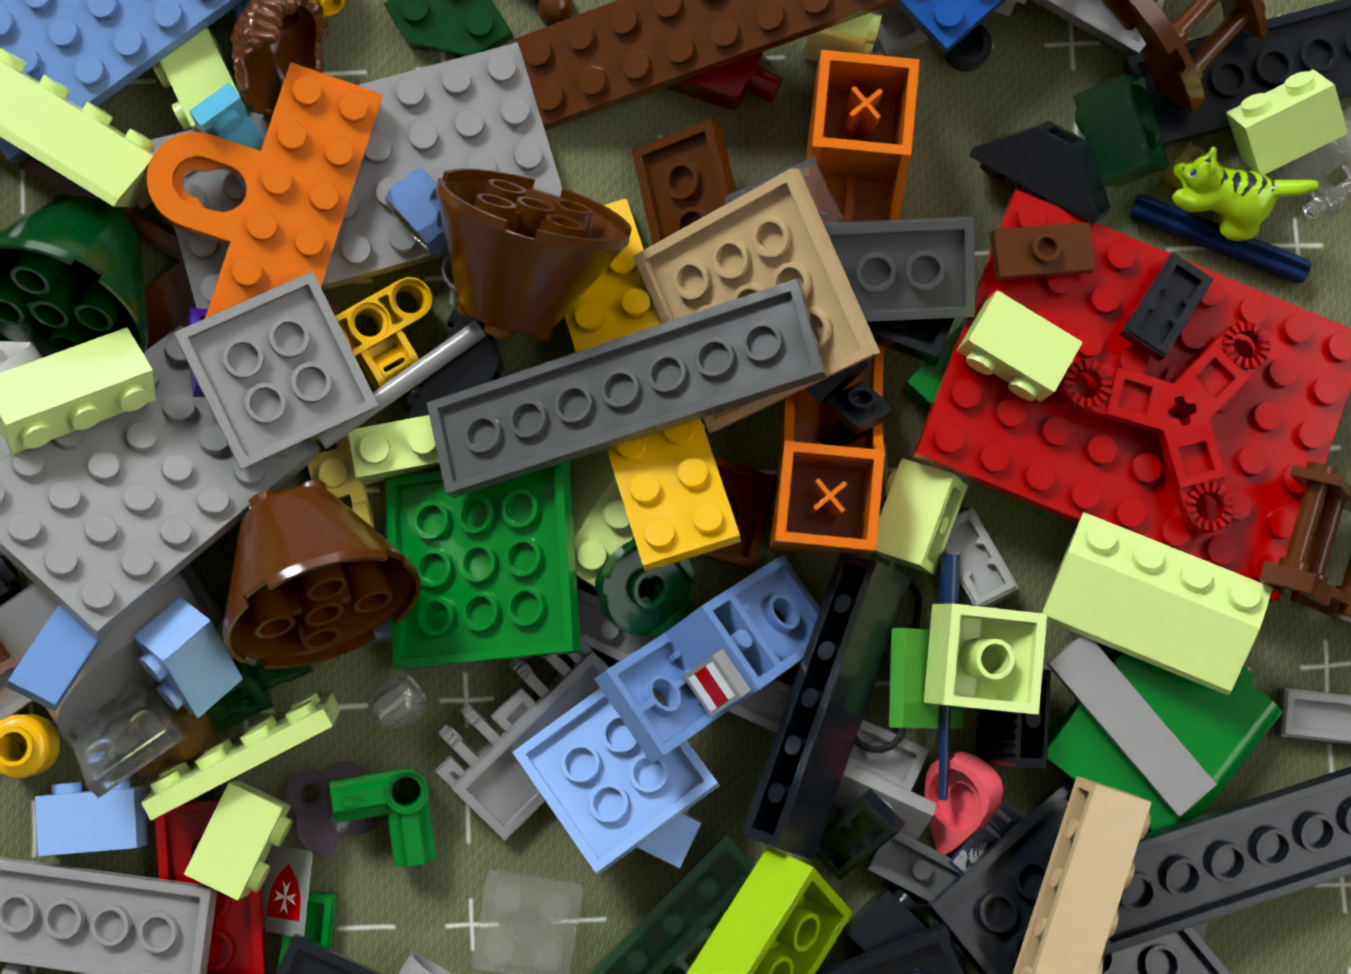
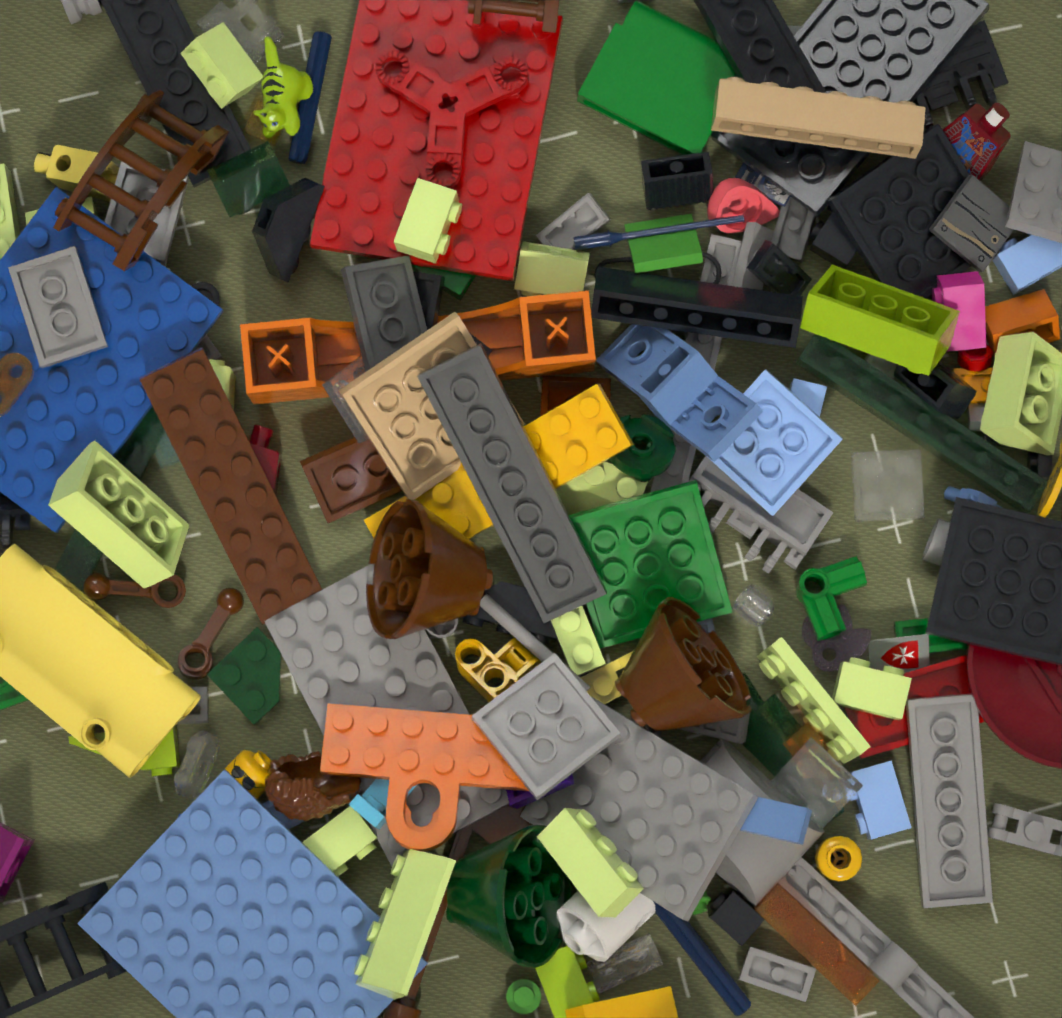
camera: 100 degrees left, 0 degrees up
(187, 658) = (756, 746): light blue brick -> none
(418, 210) = (409, 654): medium blue rock -> none
(716, 683) = (698, 381): tile -> none
(851, 414) = (492, 326): black bracket -> none
(985, 658) = (644, 205): yellowish green slope -> none
(1042, 251) = (353, 217): reddish brown plate -> none
(1131, 724) = (666, 100): light grey tile -> none
(1157, 603) = (582, 98): yellowish green slope -> none
(1166, 306) = (375, 126): black plate -> none

